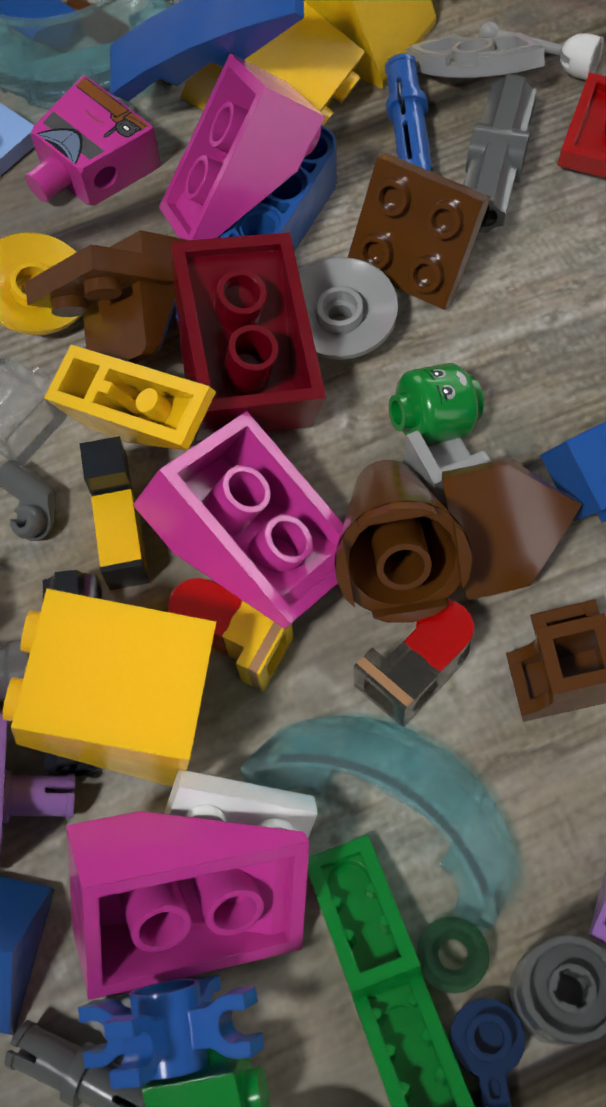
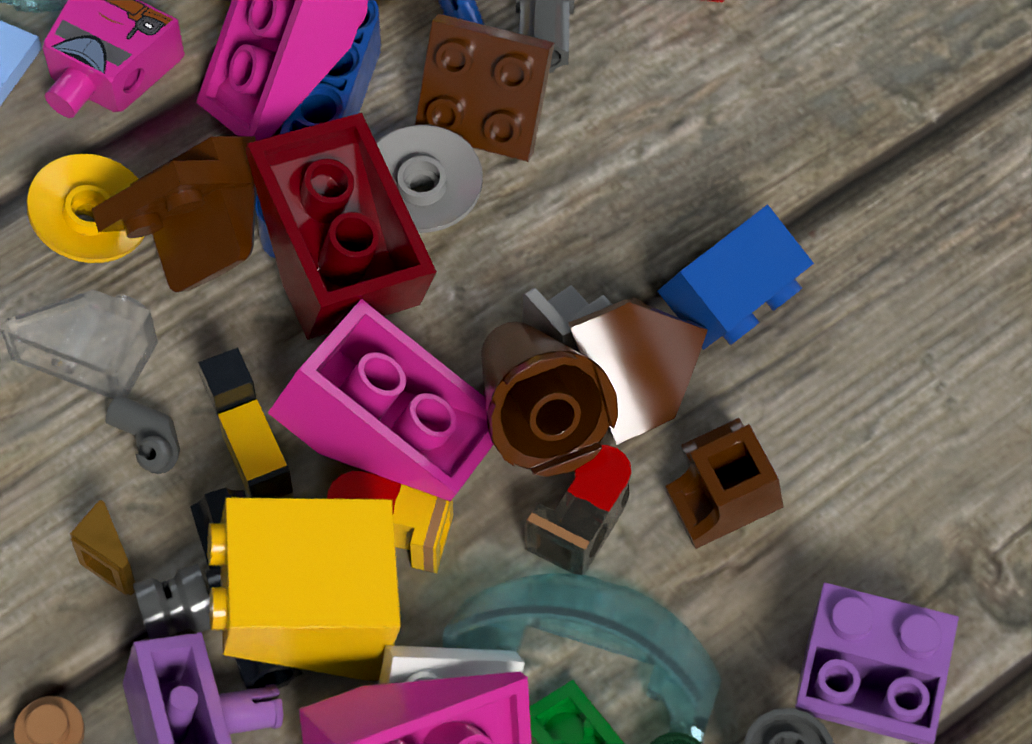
camera: 20 degrees left, 5 degrees down
(129, 399) = (238, 309): yellow slope -> none
(437, 402) = (543, 256): green head -> none

